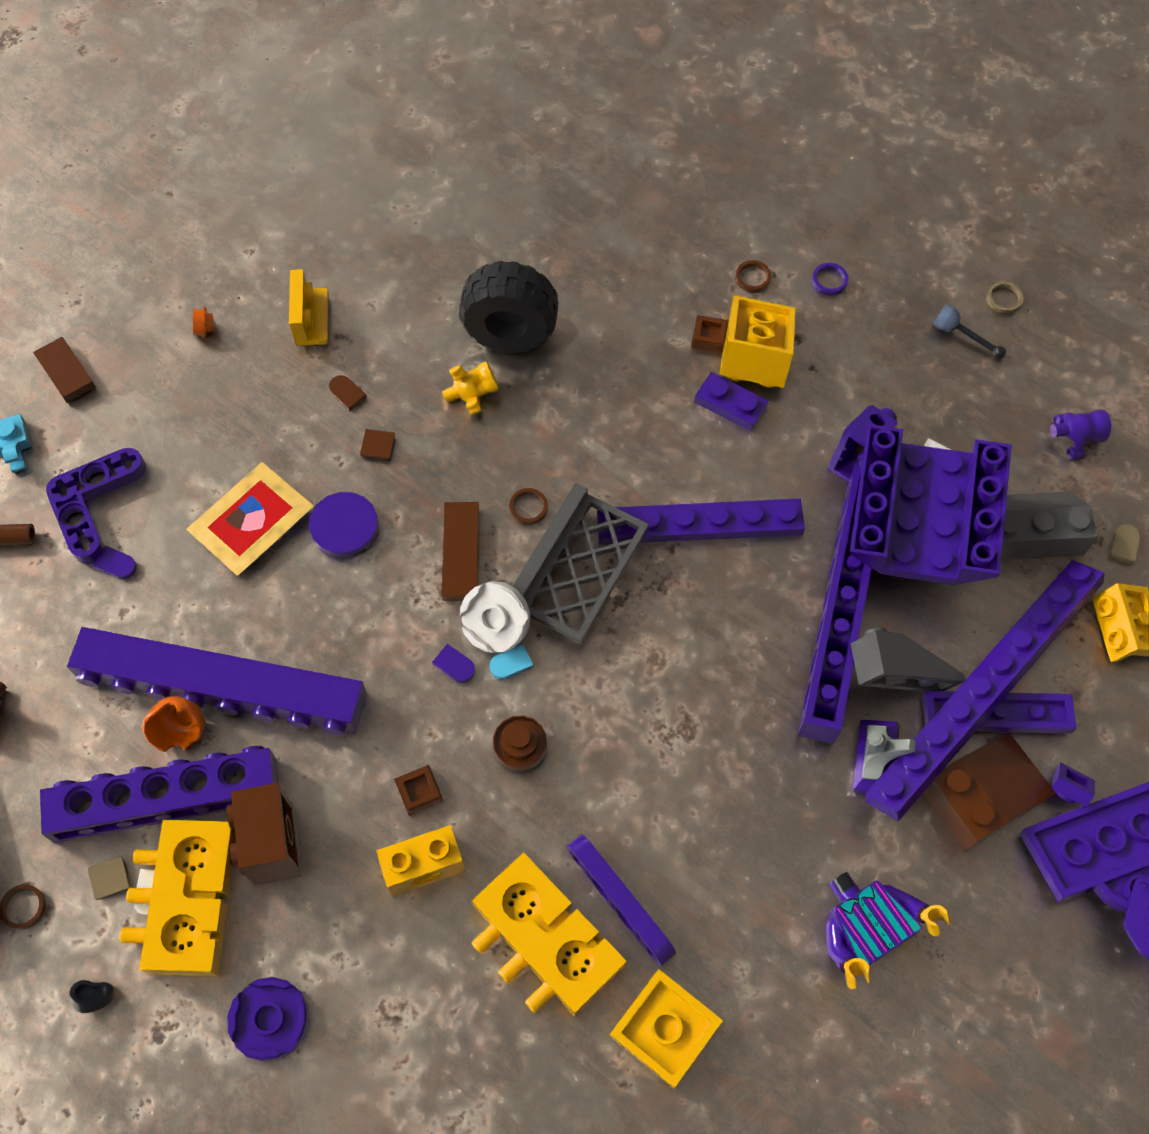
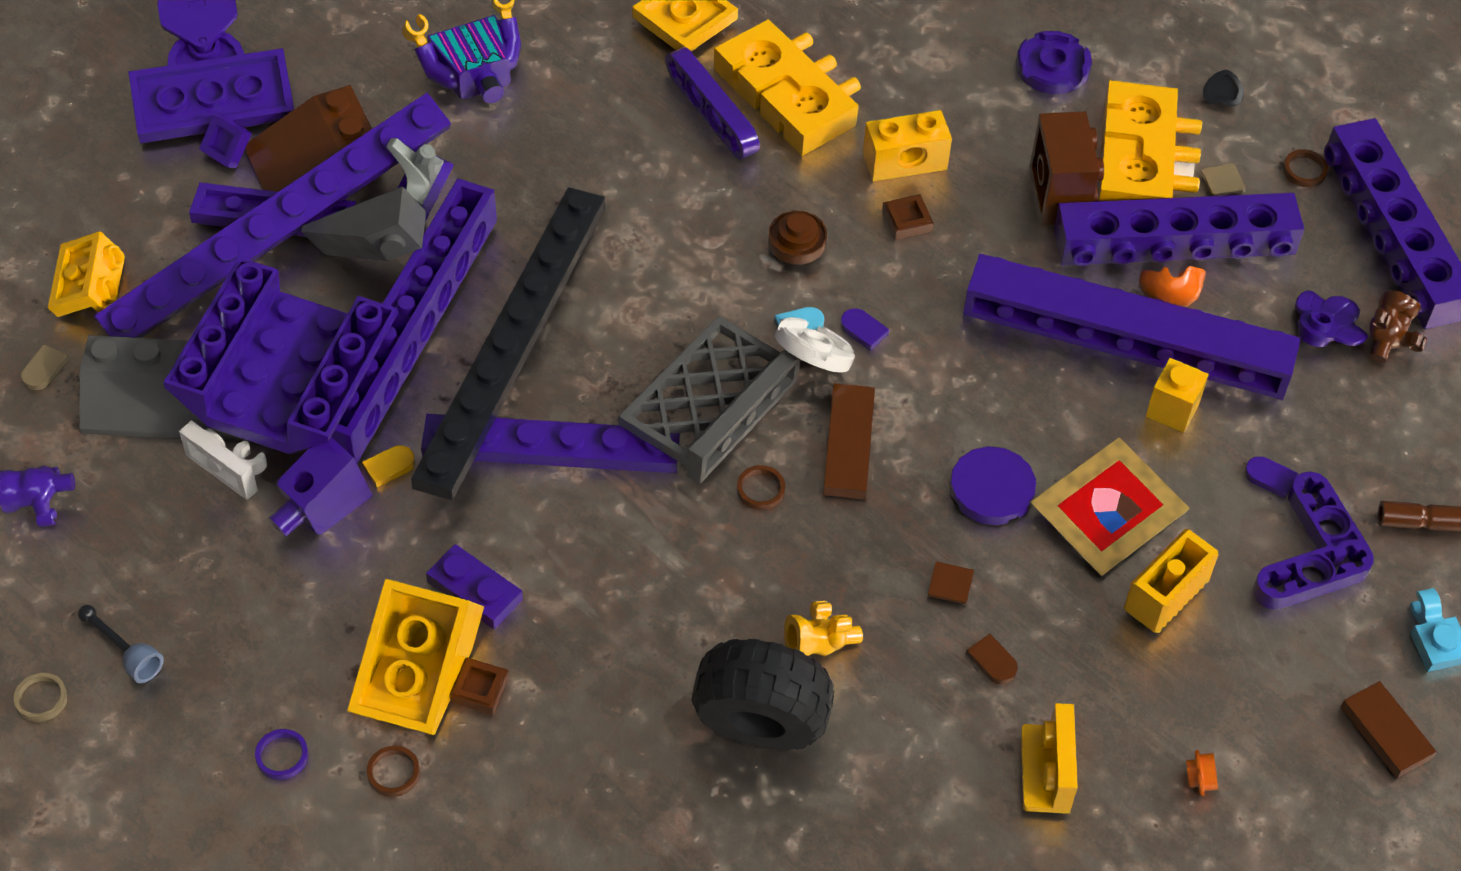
camera: 175 degrees left, 10 degrees down
(32, 721) = (1328, 320): none -> dark purple plate
(184, 610) = (1176, 395): none -> yellow brick
(208, 441) = (1171, 580): none -> yellow brick
(750, 610) = (508, 346): none -> black plate
(822, 492) = (389, 464): none -> yellow piece

